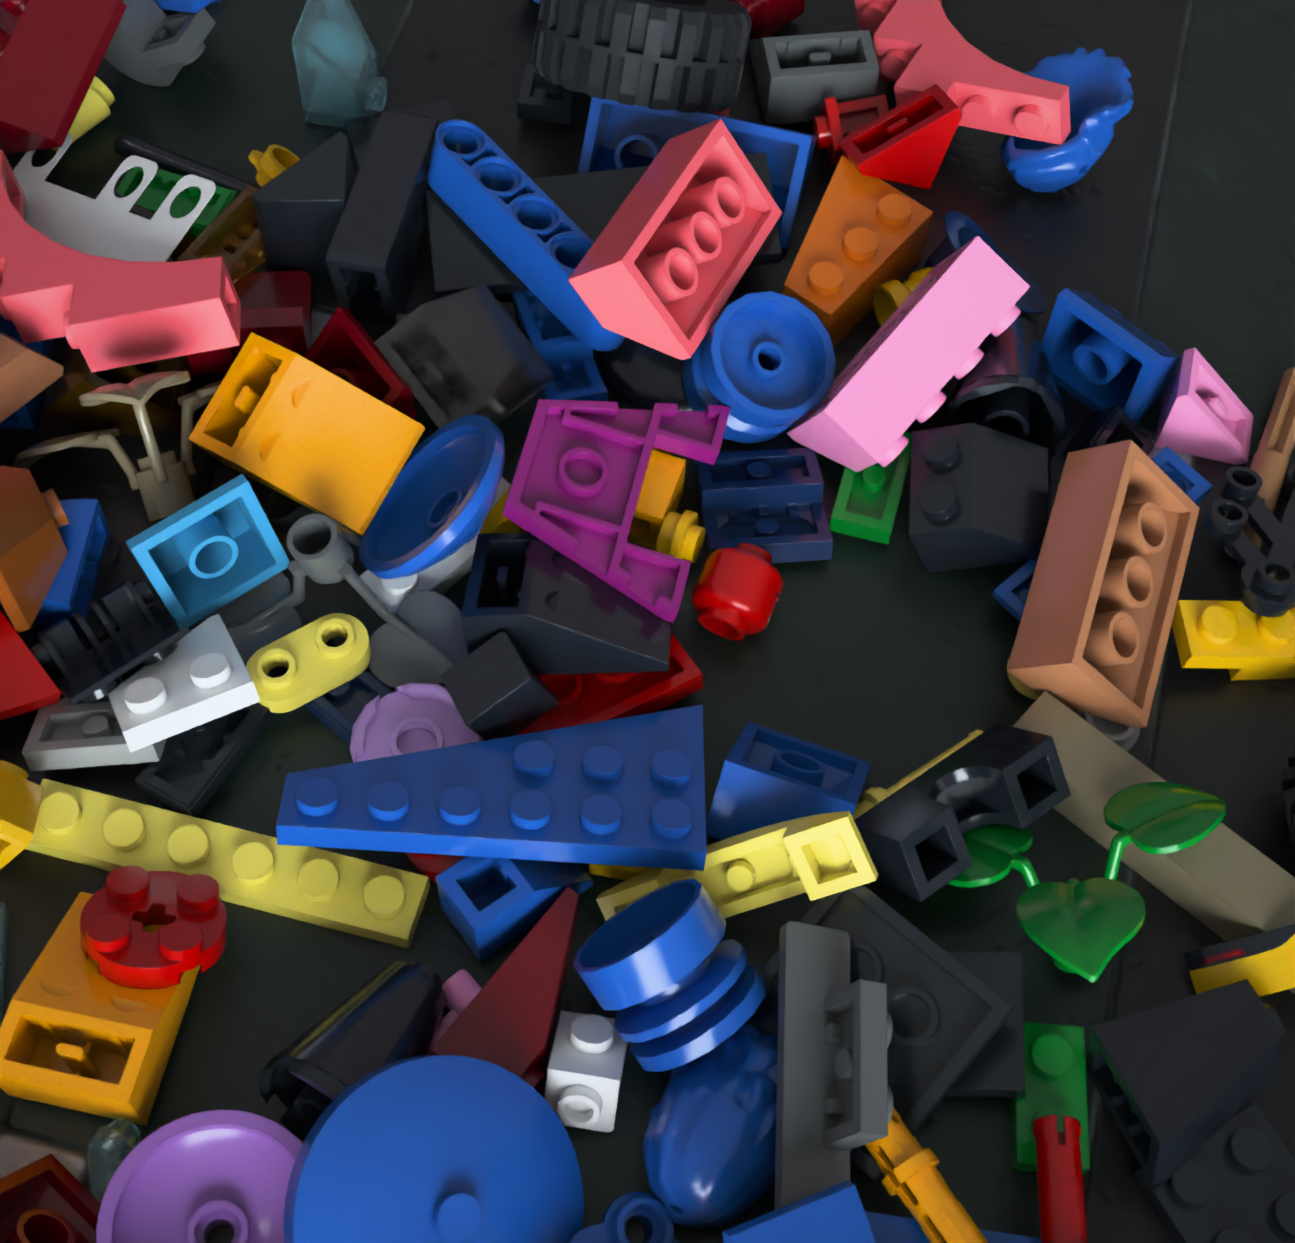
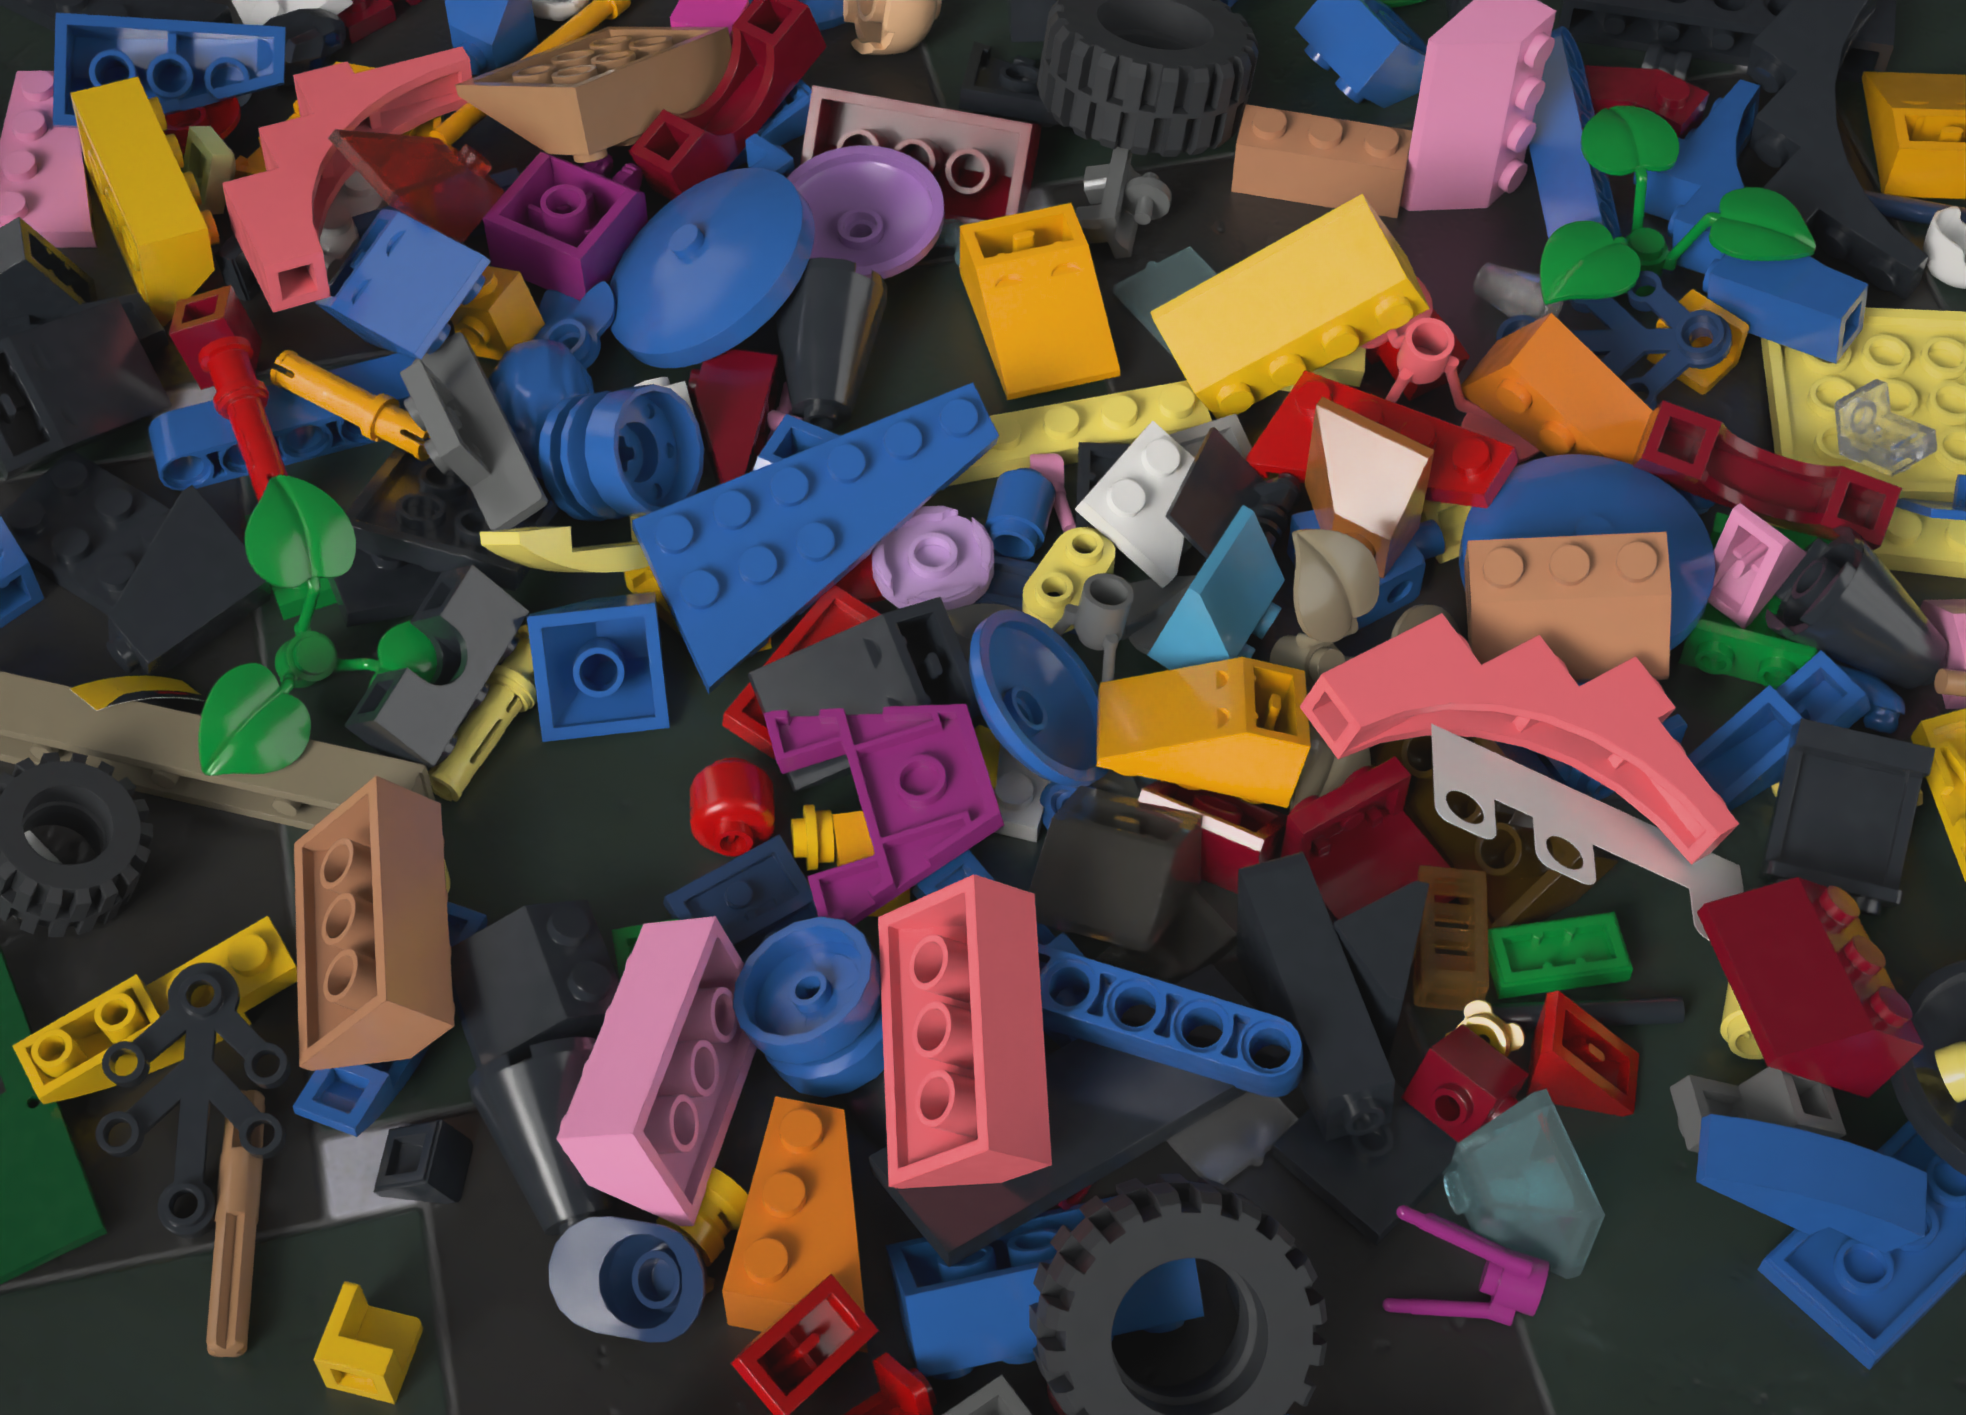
camera: 155 degrees right, 5 degrees down
(188, 934) = (1052, 318): red plate -> none
(231, 131) = (1581, 1060): none -> red slope
(236, 803) = (1052, 468): none -> bright pink hand
(301, 748) = (1020, 513): none -> blue brick
(315, 120) = (1464, 1083): none -> dark red brick
(393, 43) = (1508, 1275): none -> magenta plant
(497, 690) = (883, 585): black panel -> none
(1105, 356) = (452, 1228): blue slope -> none
(1200, 318) = (366, 1347): none -> yellow panel
(1203, 414) = (324, 1228): bright pink slope -> none

